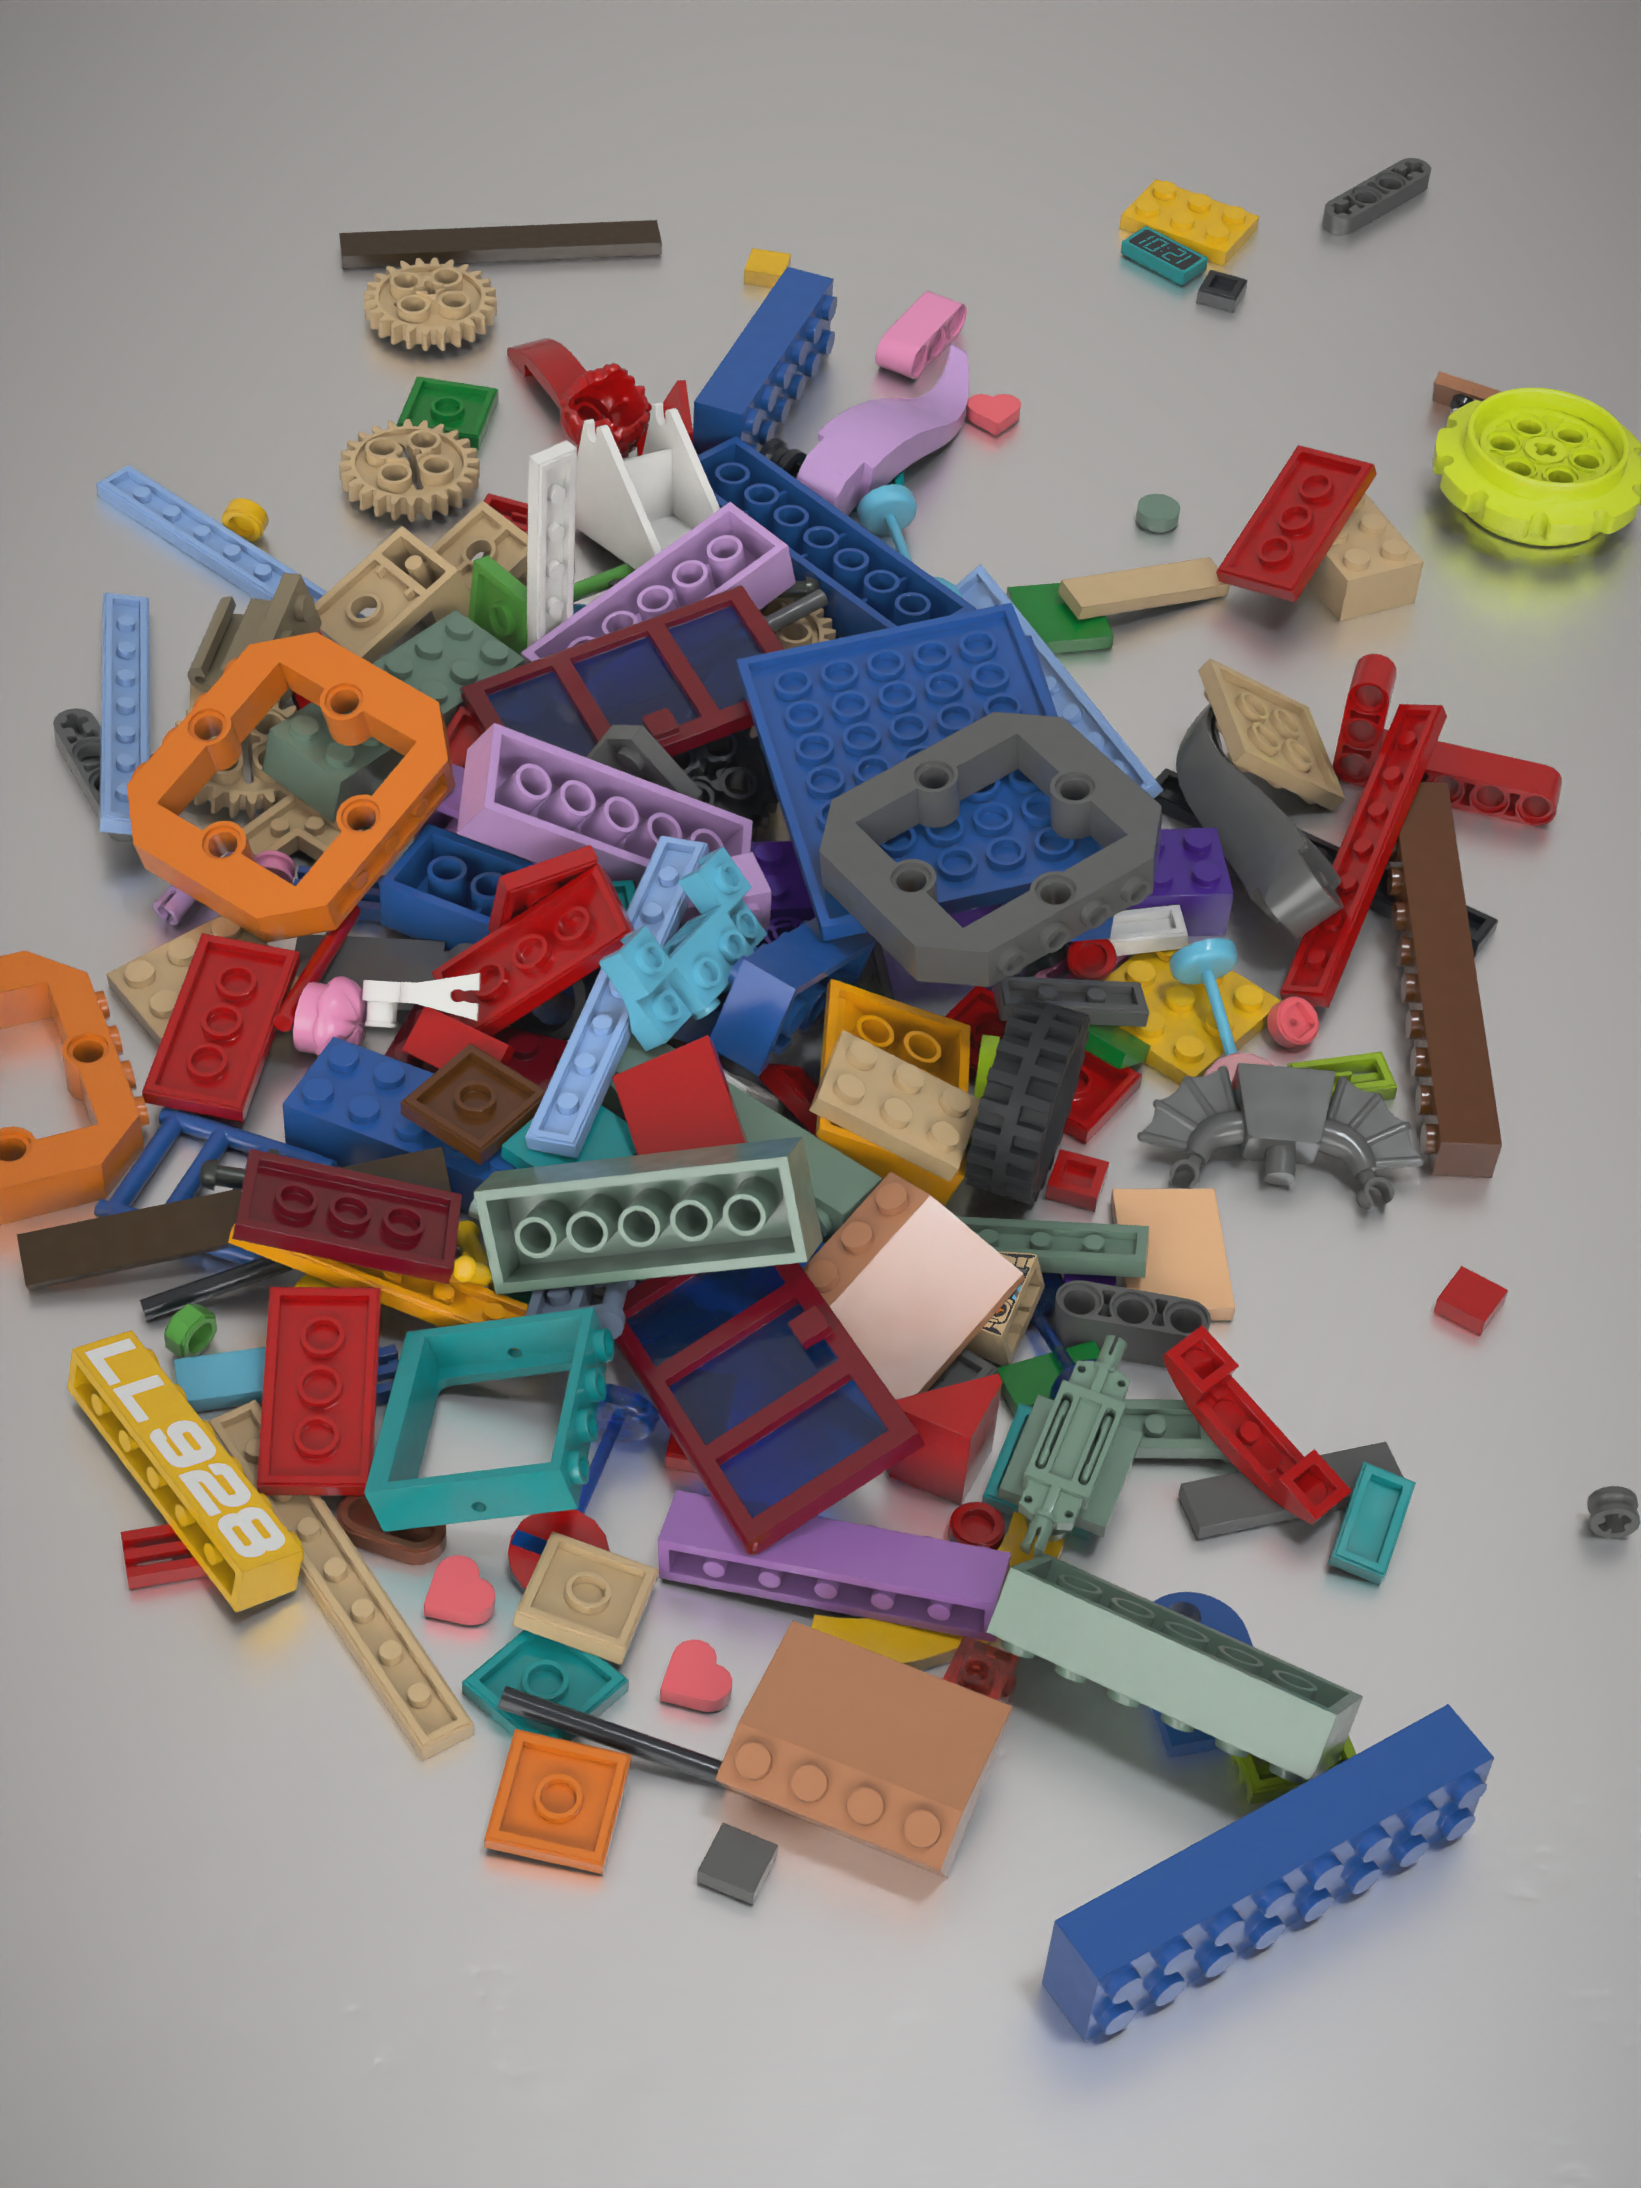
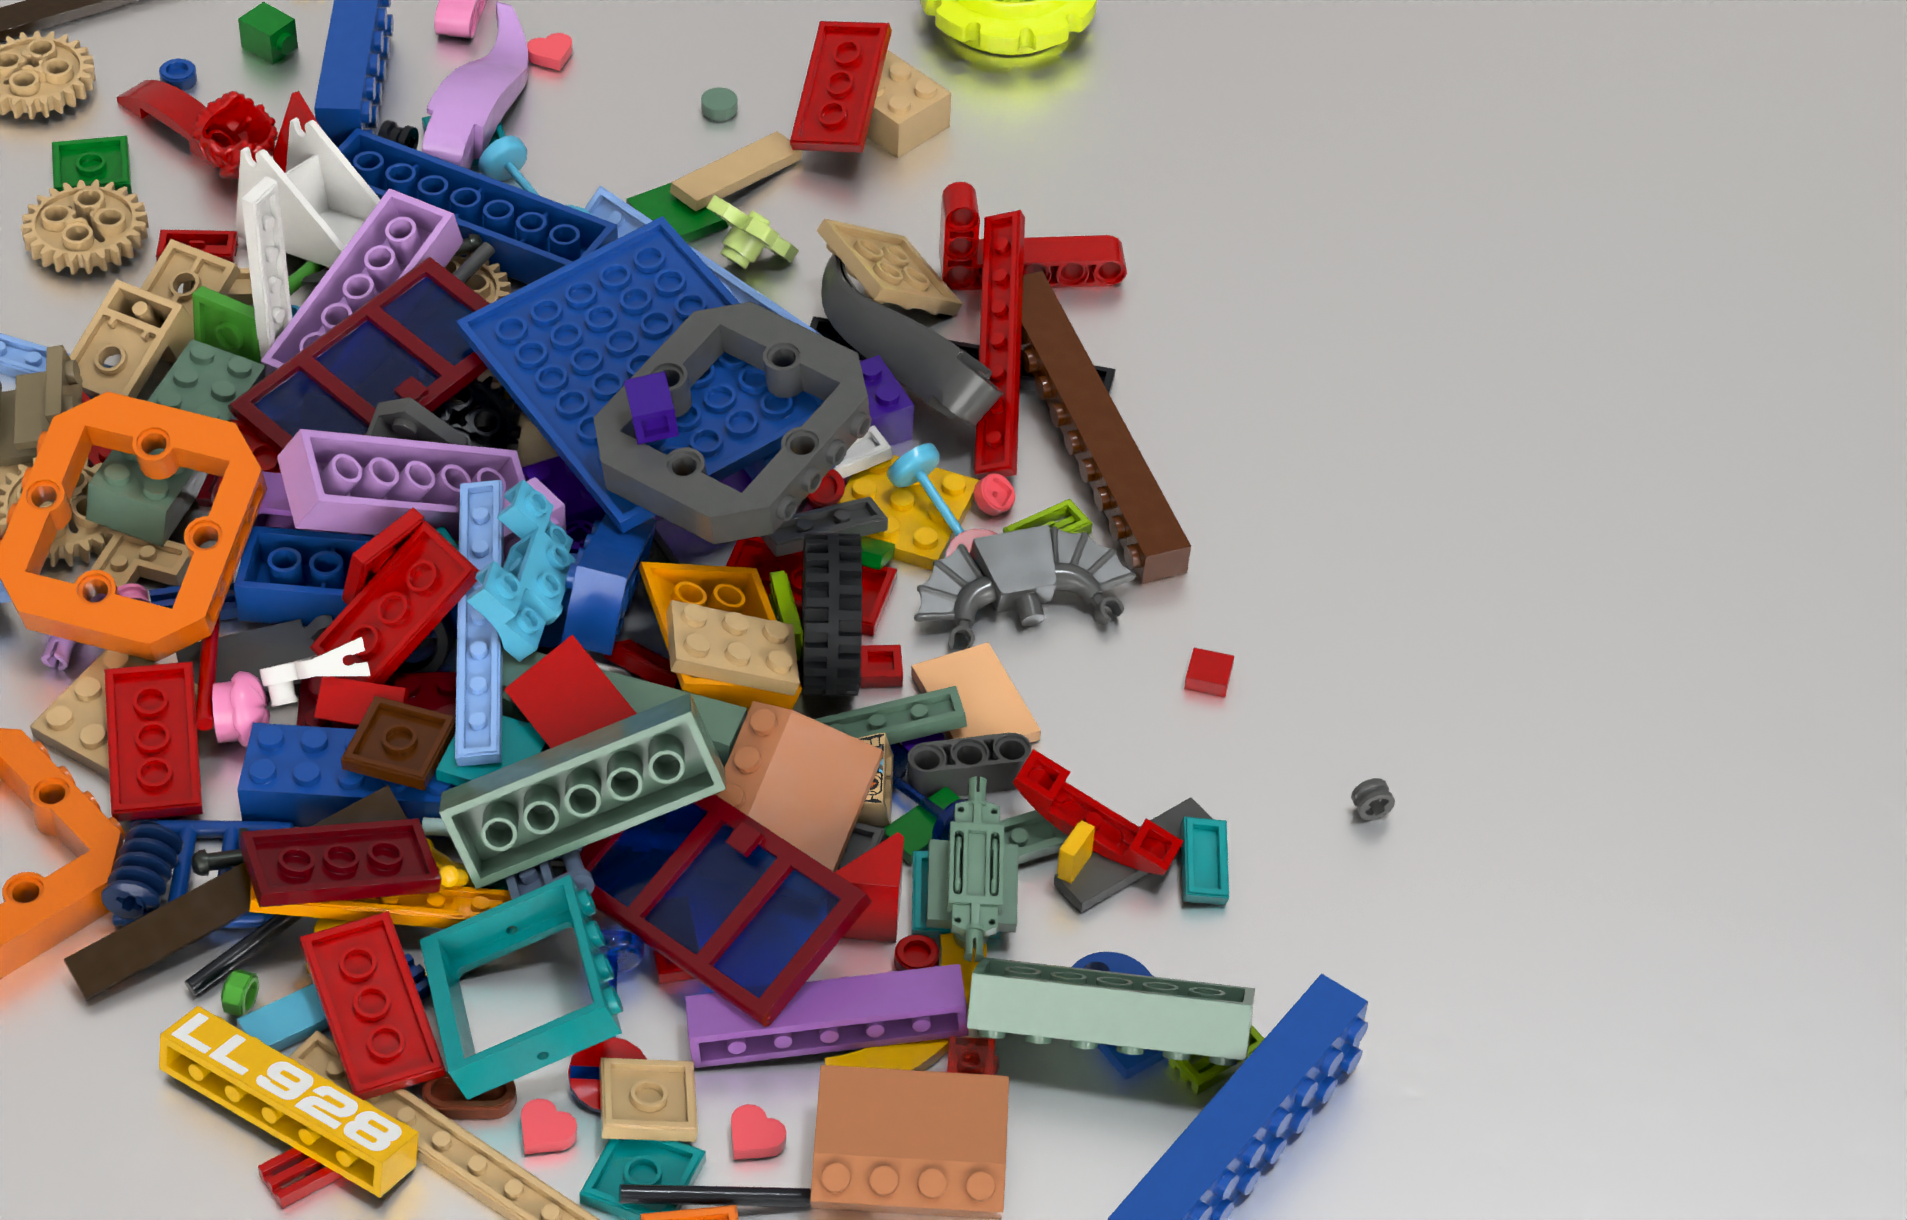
camera: 20 degrees left, 0 degrees up
(141, 1161) = (142, 869): none -> dark blue piece
(582, 340) = (178, 73): none -> blue tile
(693, 320) = (268, 33): none -> green brick
(895, 804) = (651, 408): none -> dark purple panel
(1125, 659) = (748, 235): none -> yellowish green plant
(1213, 1463) = (1075, 851): none -> yellow tile

